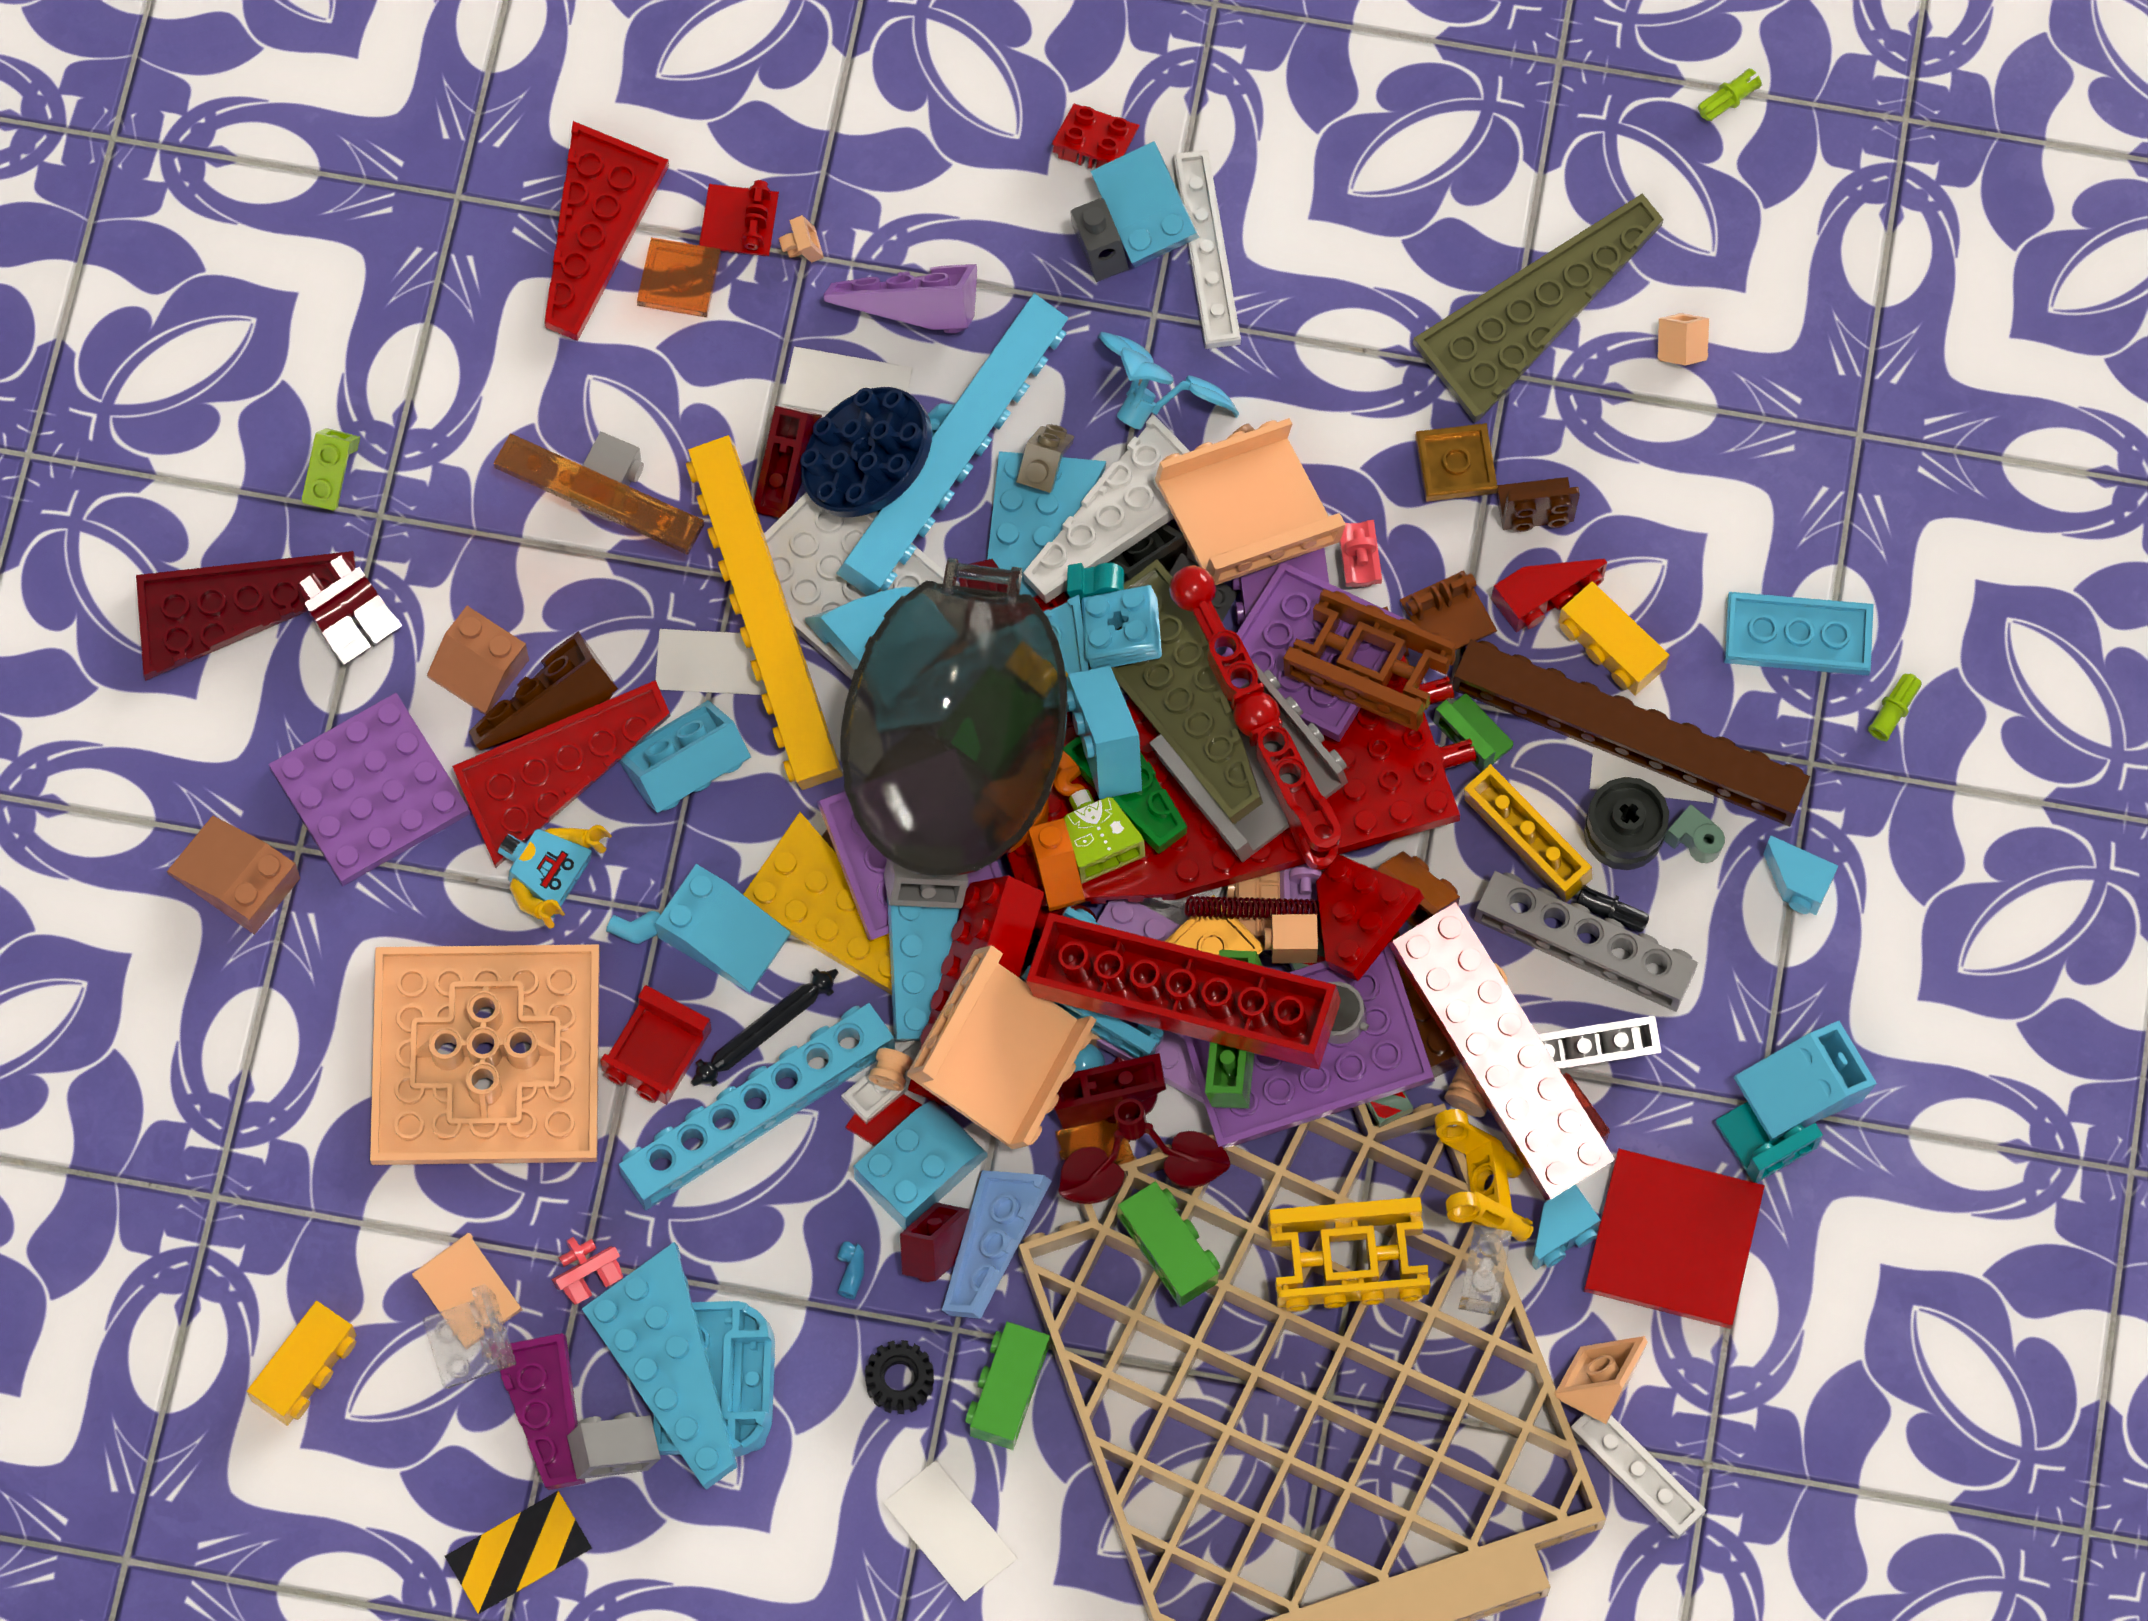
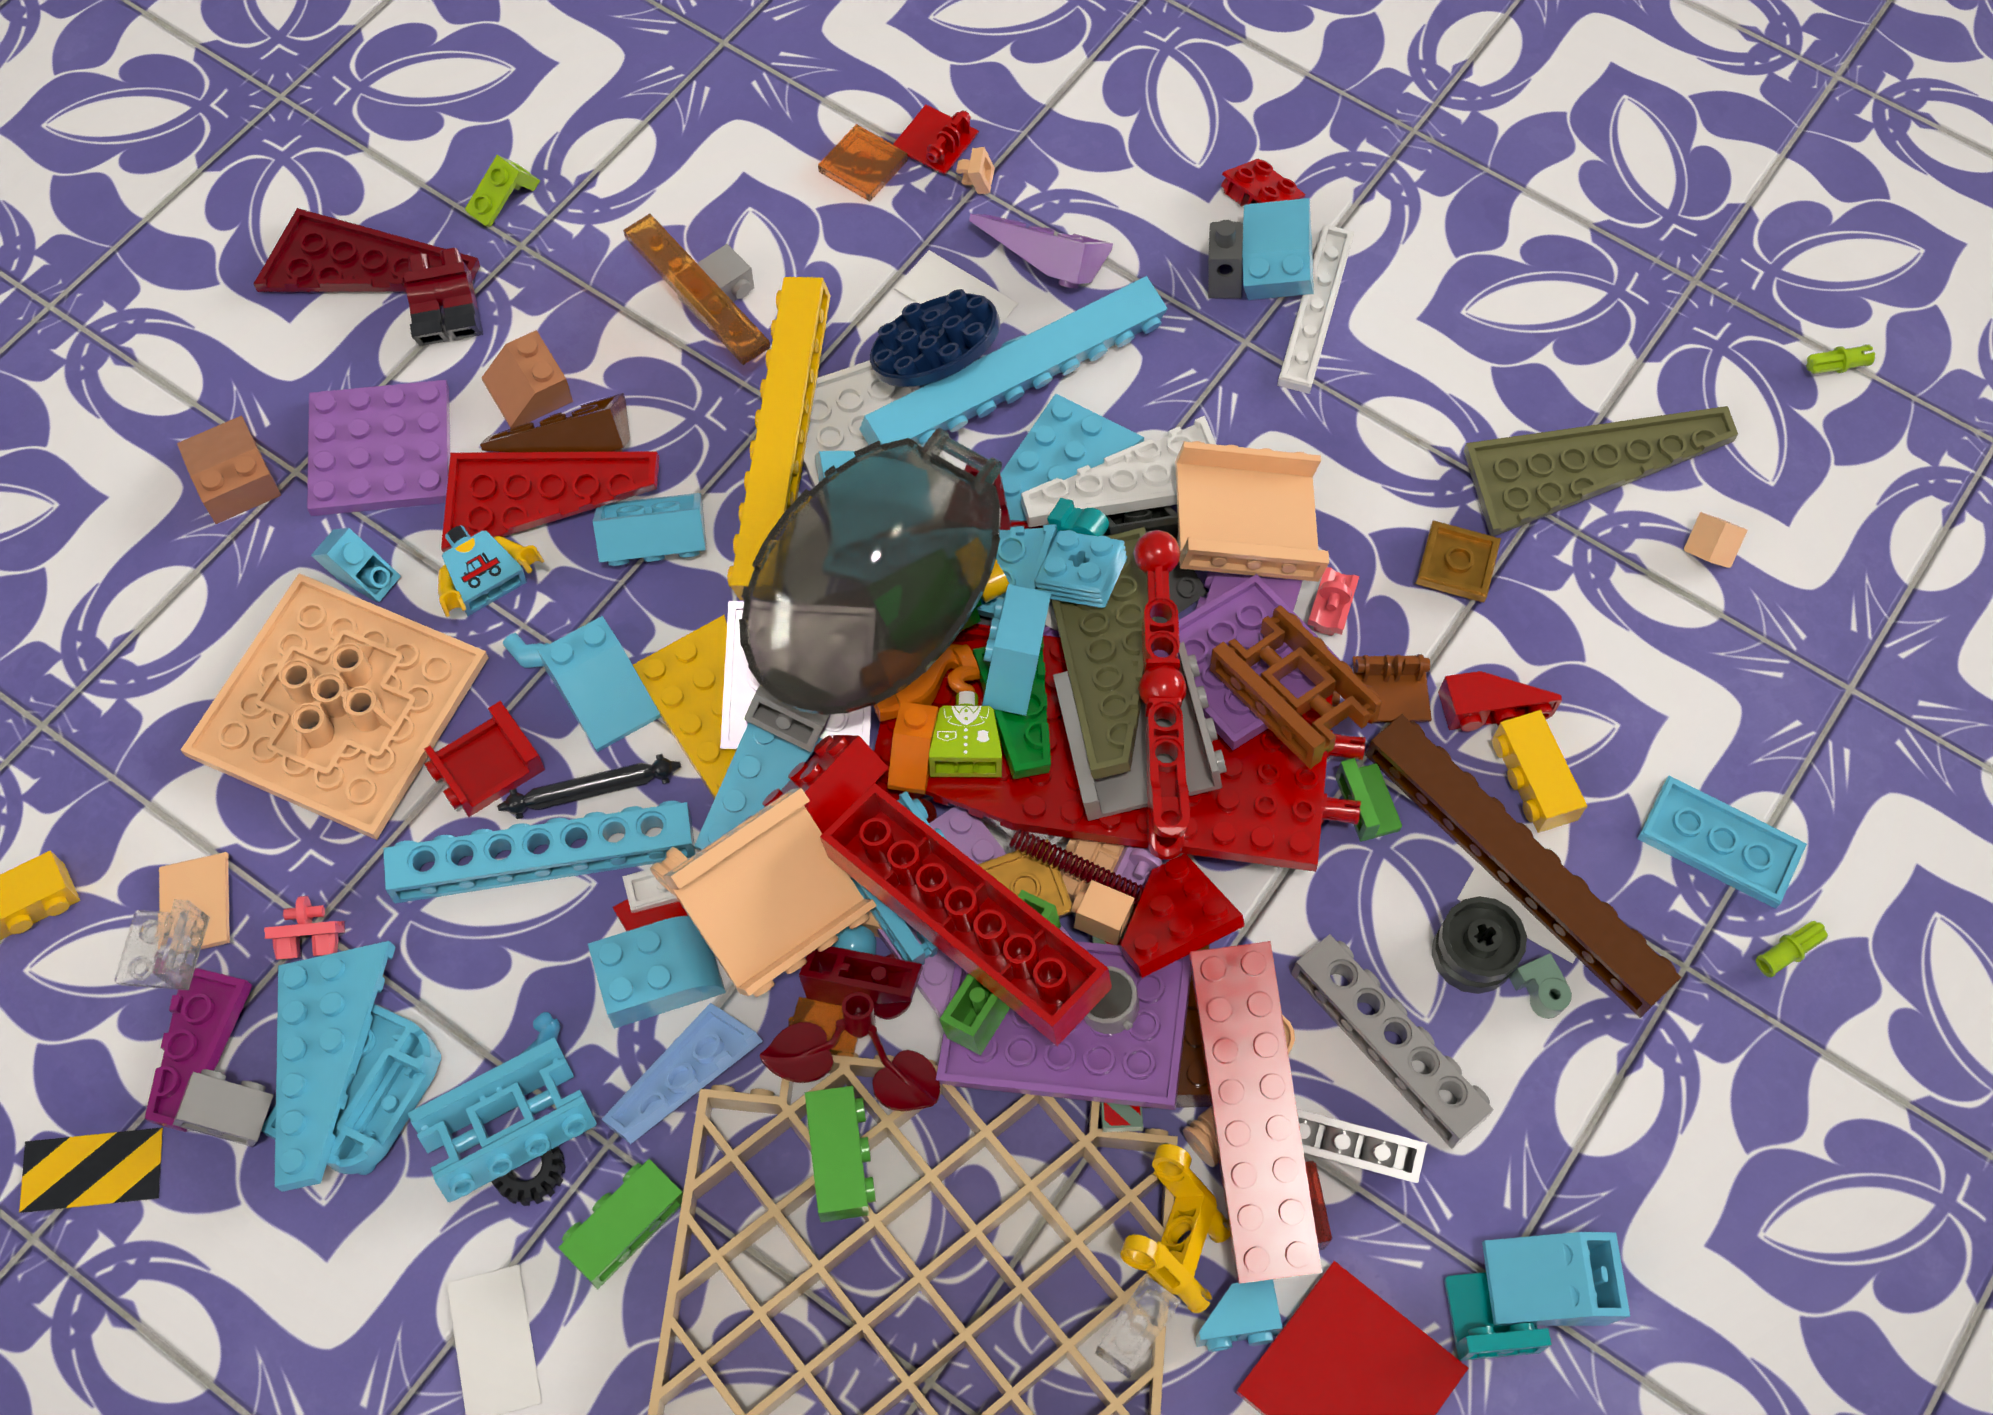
camera: 25 degrees right, 5 degrees down
(422, 914) = (356, 564): none -> medium azure slope
(599, 212) = (821, 94): red wing -> none
(705, 663) = (711, 461): white sticker -> none
(781, 464) = (879, 306): dark red slope -> none
(841, 1330) = (489, 1098): none -> medium azure fence
(933, 1241) = (625, 1049): dark red slope -> none
(1043, 457) = (1087, 407): dark tan bracket -> none
(1140, 400) = (1197, 398): medium azure plant -> none
(1349, 1223) = (1021, 1211): yellow fence -> none
(1415, 872) = (1257, 920): dark orange slope -> none
(1528, 833) = (1378, 914): yellow brick -> none
(1537, 504) = (1518, 626): reddish brown bracket -> none
(1612, 908) = (1427, 1017): black axle -> none
(1799, 875) = (1631, 1068): medium azure slope -> none

